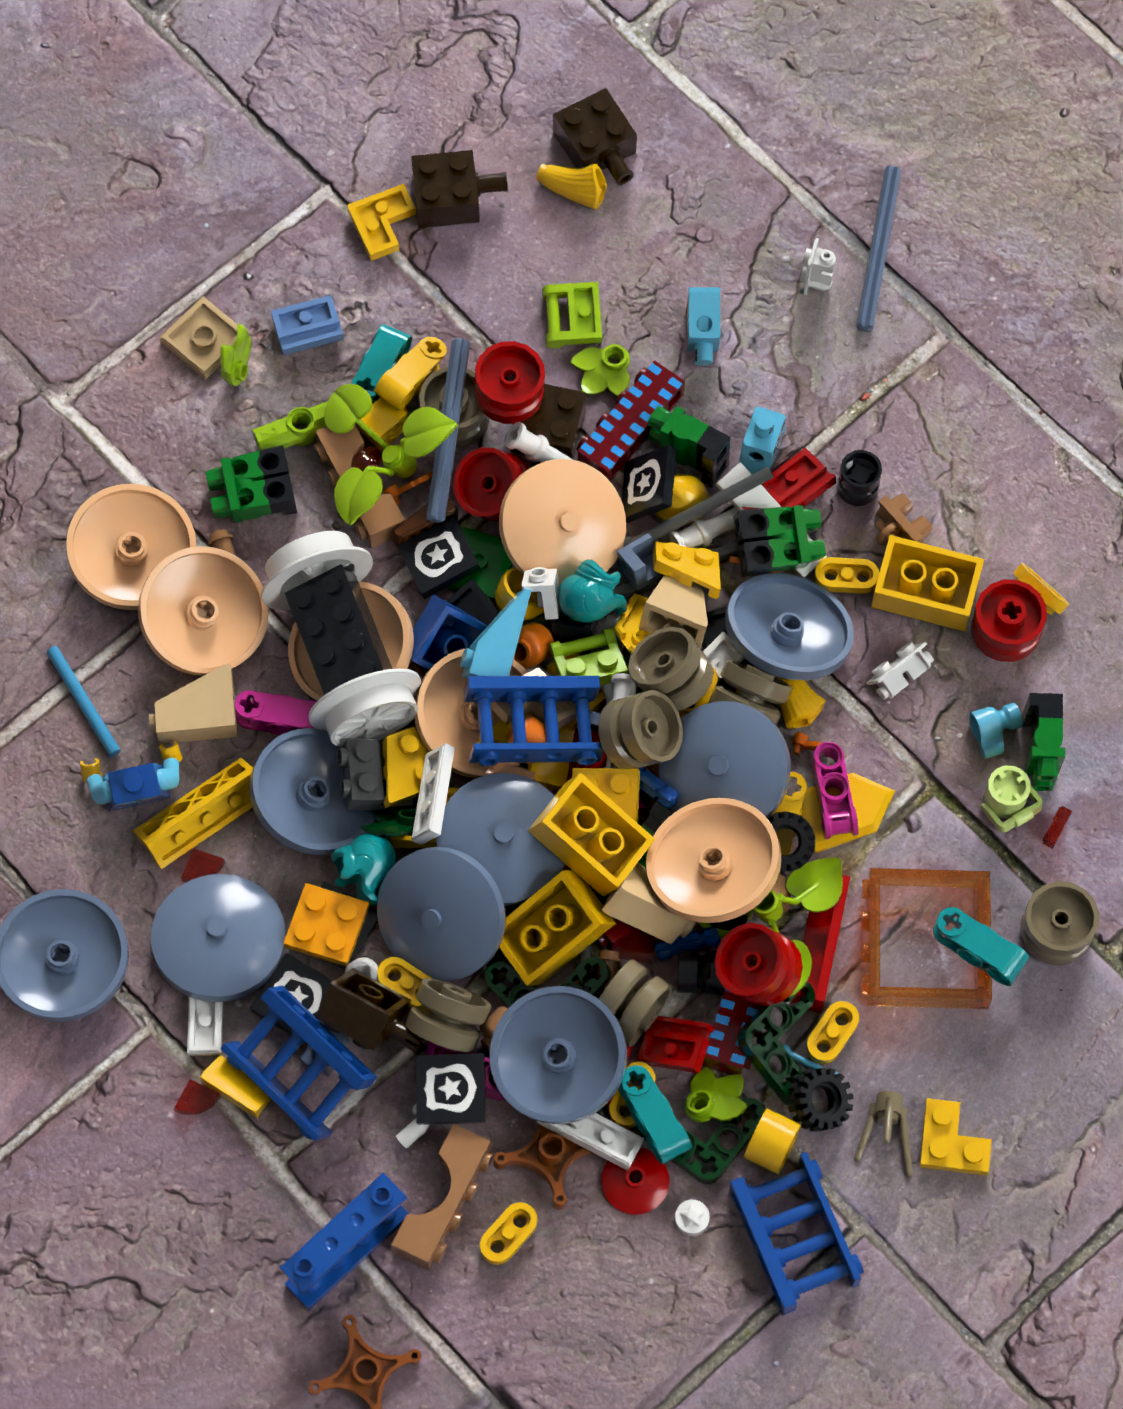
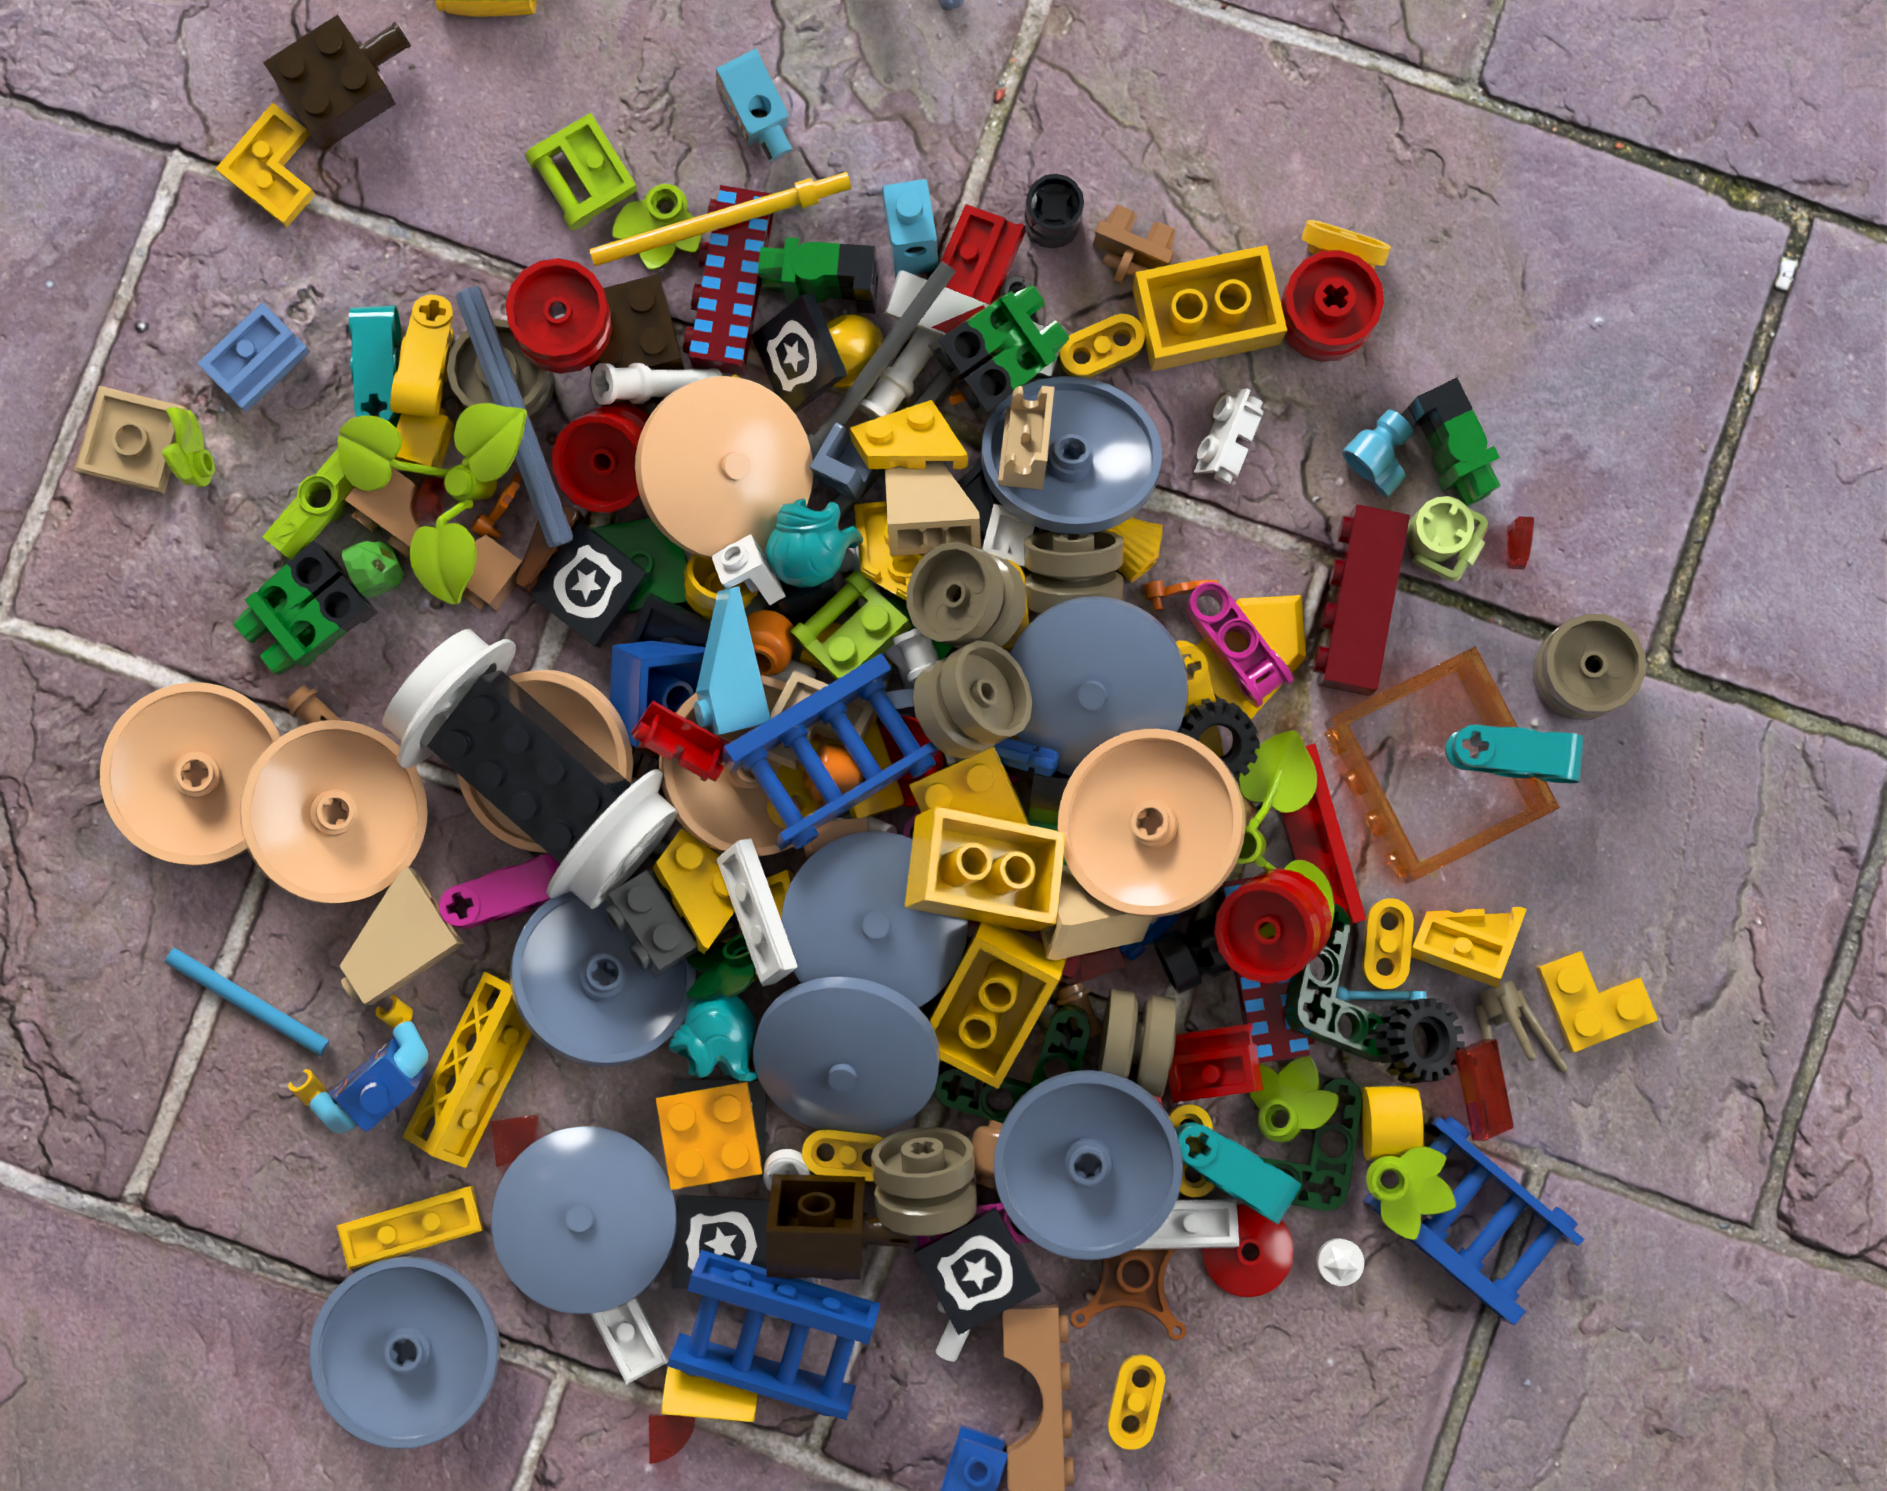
camera: 30 degrees left, 15 degrees up
(110, 887) = (410, 1227): none -> yellow tile
(310, 482) = (373, 567): none -> bright green rock
(443, 665) = (682, 739): none -> red hinge
(704, 389) = (804, 194): none -> yellow bar
(764, 600) = (1026, 440): none -> tan hinge
(765, 1186) = (1415, 1192): none -> lime plate
(846, 1153) = (1484, 1089): none -> clear red tile
(887, 1057) = (1469, 942): none -> yellow wing
(933, 810) = (1362, 599): none -> dark red brick

